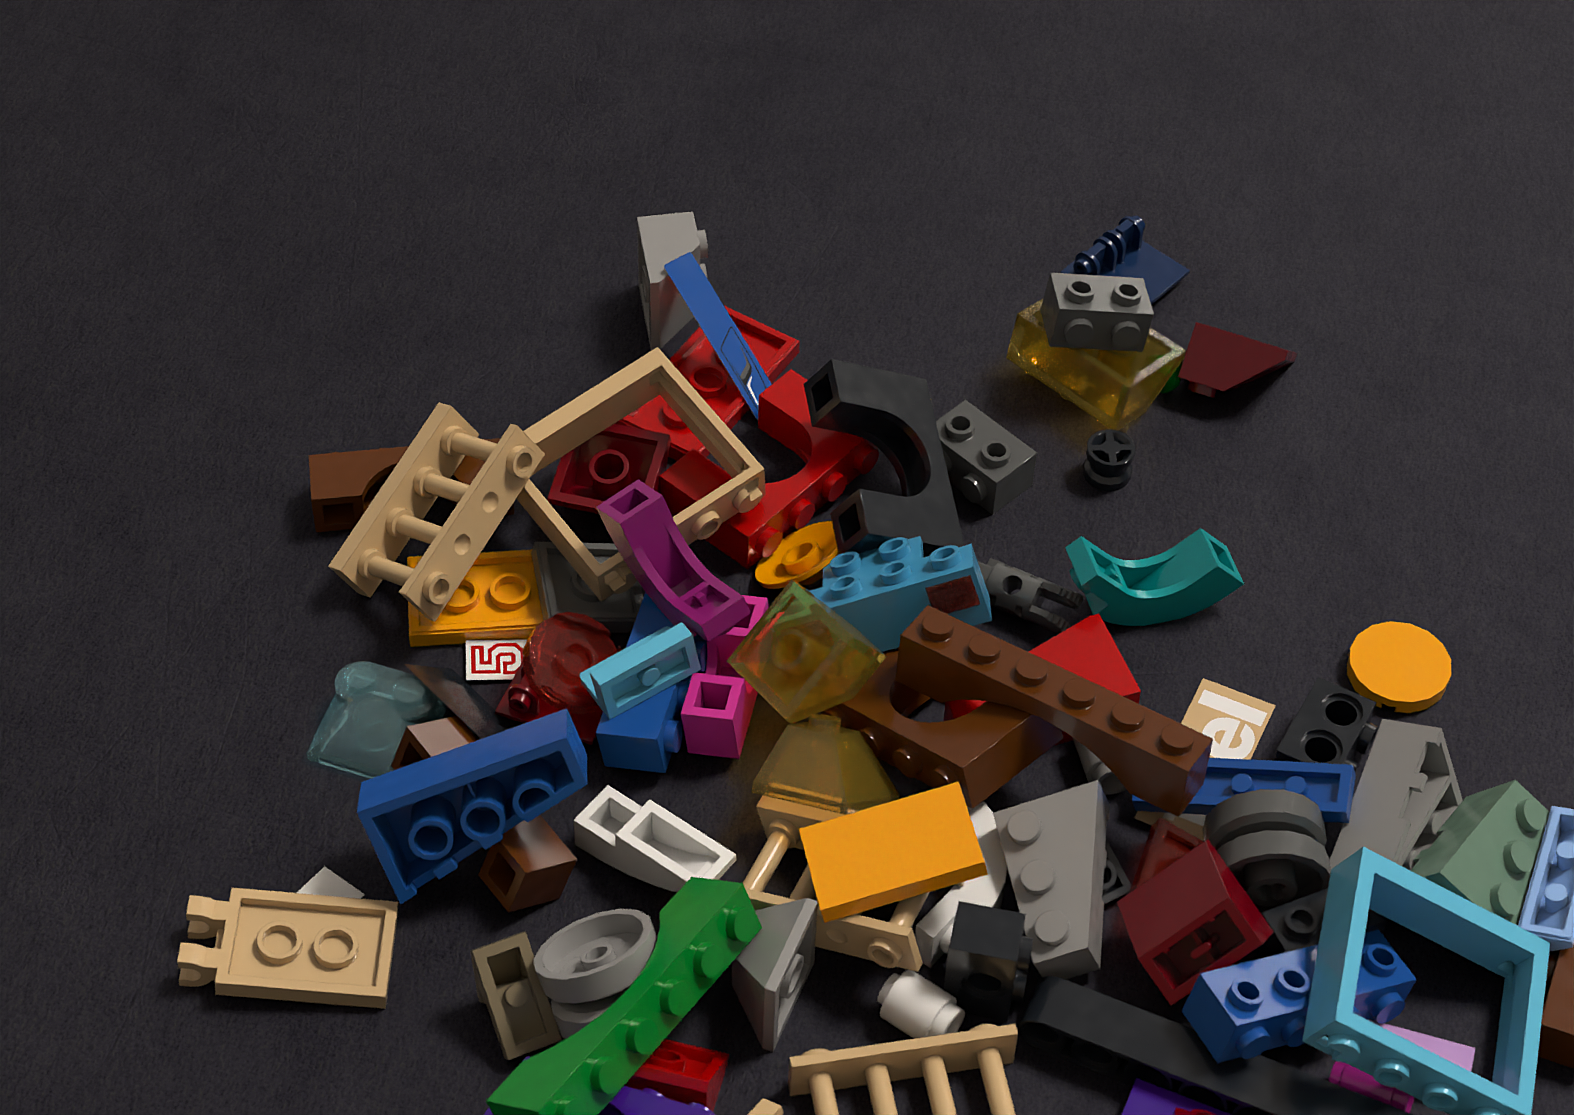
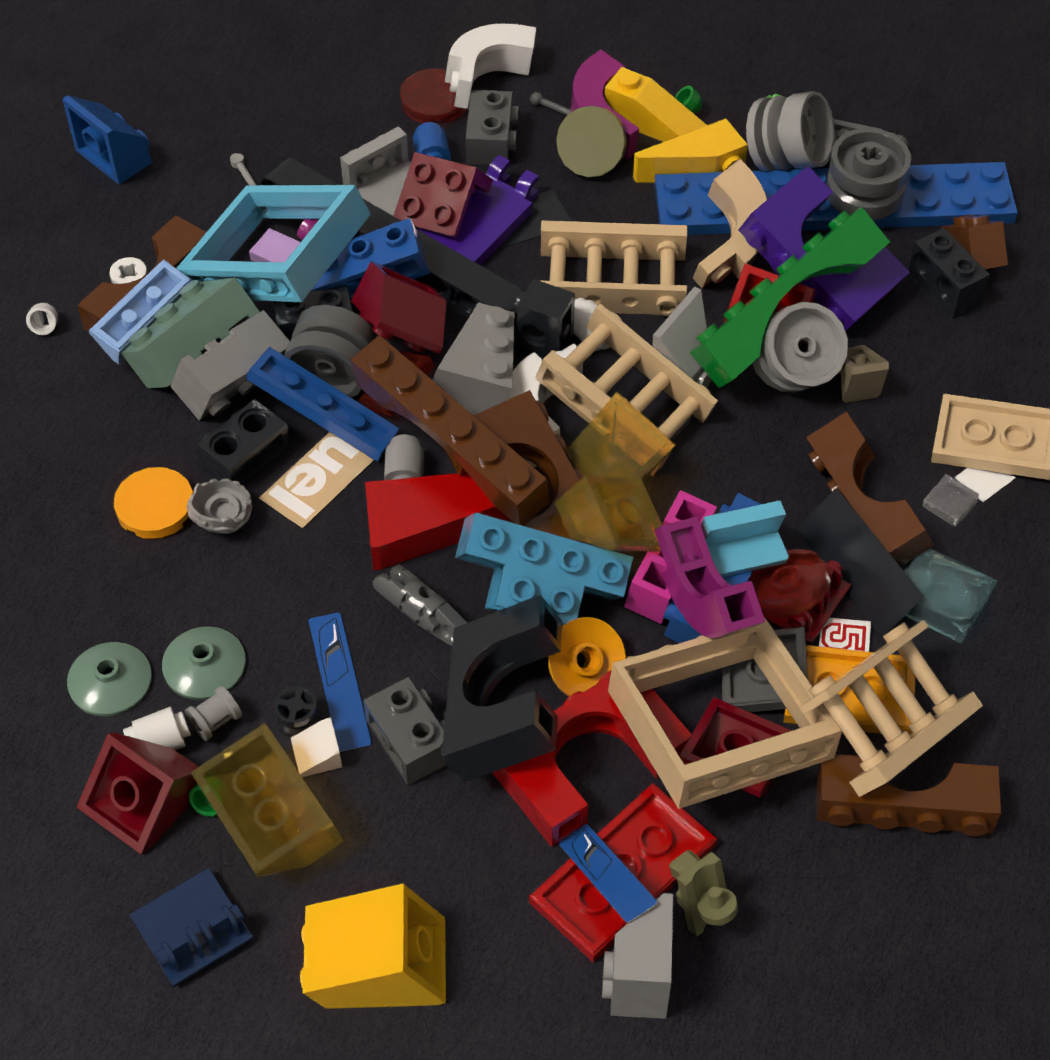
camera: 165 degrees left, 5 degrees up
(358, 857) = (950, 500): none -> clear tile
(467, 797) = (881, 447): blue wedge -> none
(617, 340) = (703, 891): none -> olive hips
(648, 842) = (750, 447): white slope -> none
(892, 852) = (593, 357): light orange tile -> none
(932, 261) = (374, 951): none -> yellow slope
(1066, 435) = (316, 749): none -> white slope
(1073, 506) = (339, 682): none -> blue sticker
(1096, 312) = (264, 787): dark grey brick -> none
(1157, 587) = (313, 586): teal arch -> none
(1205, 436) = (213, 713): none -> light grey bush
(1241, 509) = (198, 677): none -> sand green dish
(1249, 413) = (161, 728): none -> white brick
(1310, 648) = (220, 506): none -> light grey hair
(1336, 477) = (112, 692): none -> sand green dish

